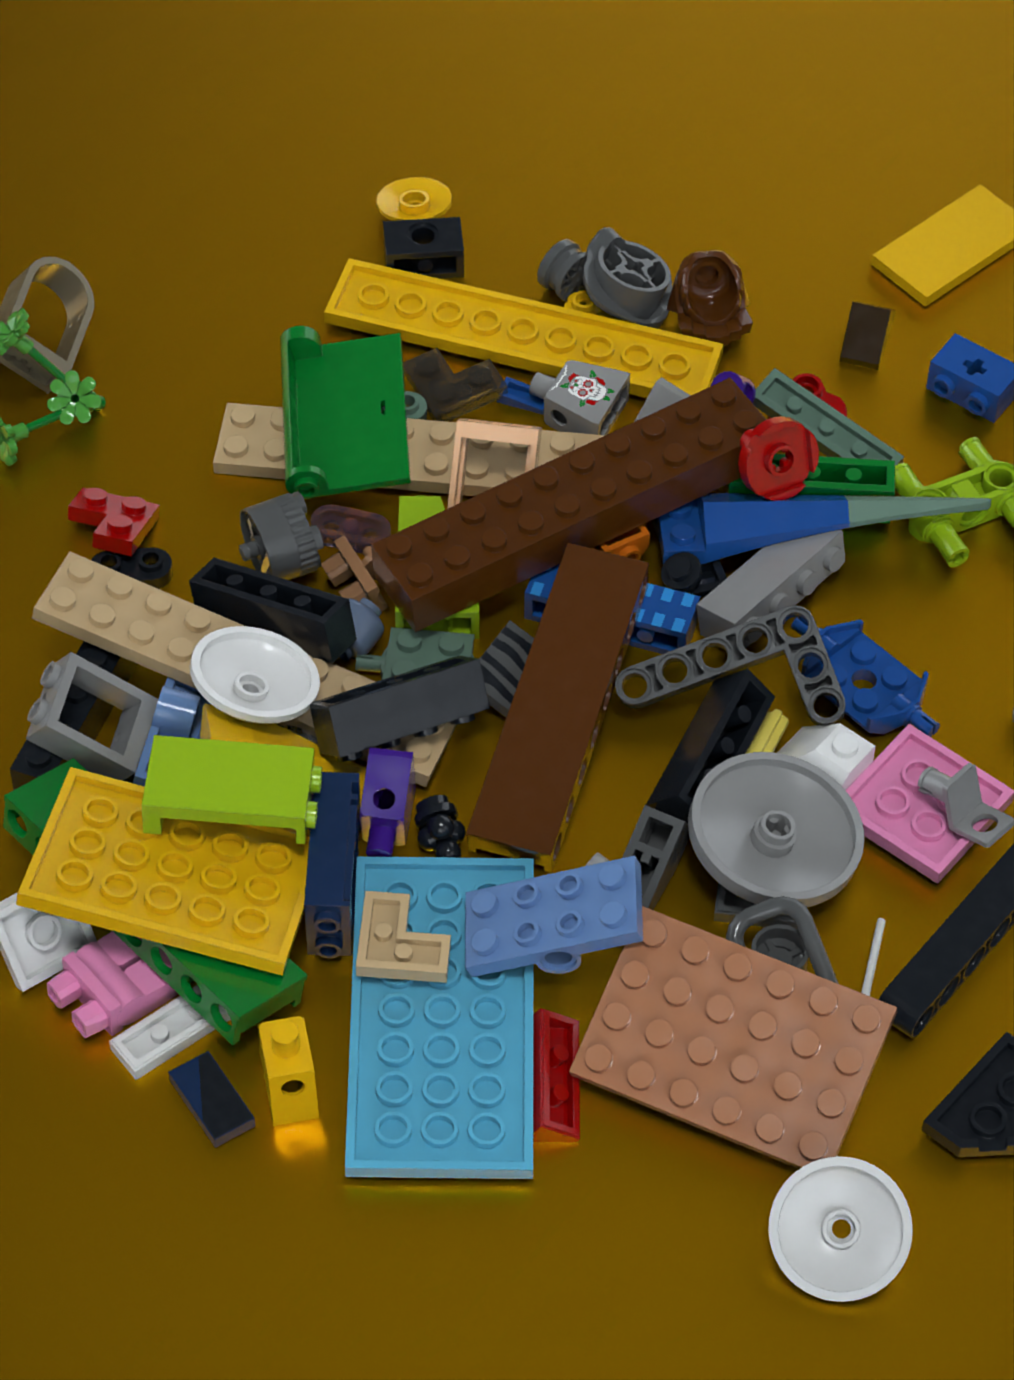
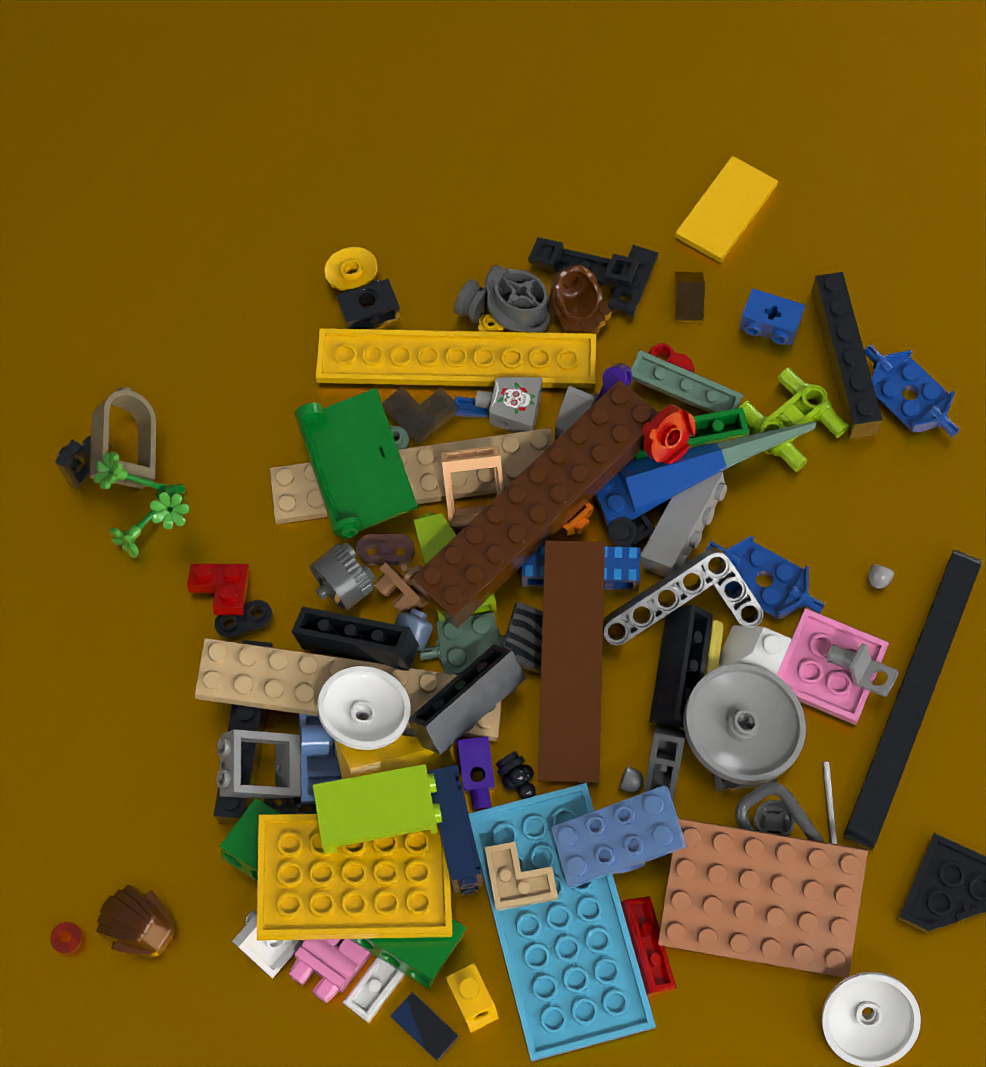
camera: 10 degrees left, 15 degrees up
(759, 276) = (609, 272): none -> black slope
(796, 299) = (636, 289): none -> black plate

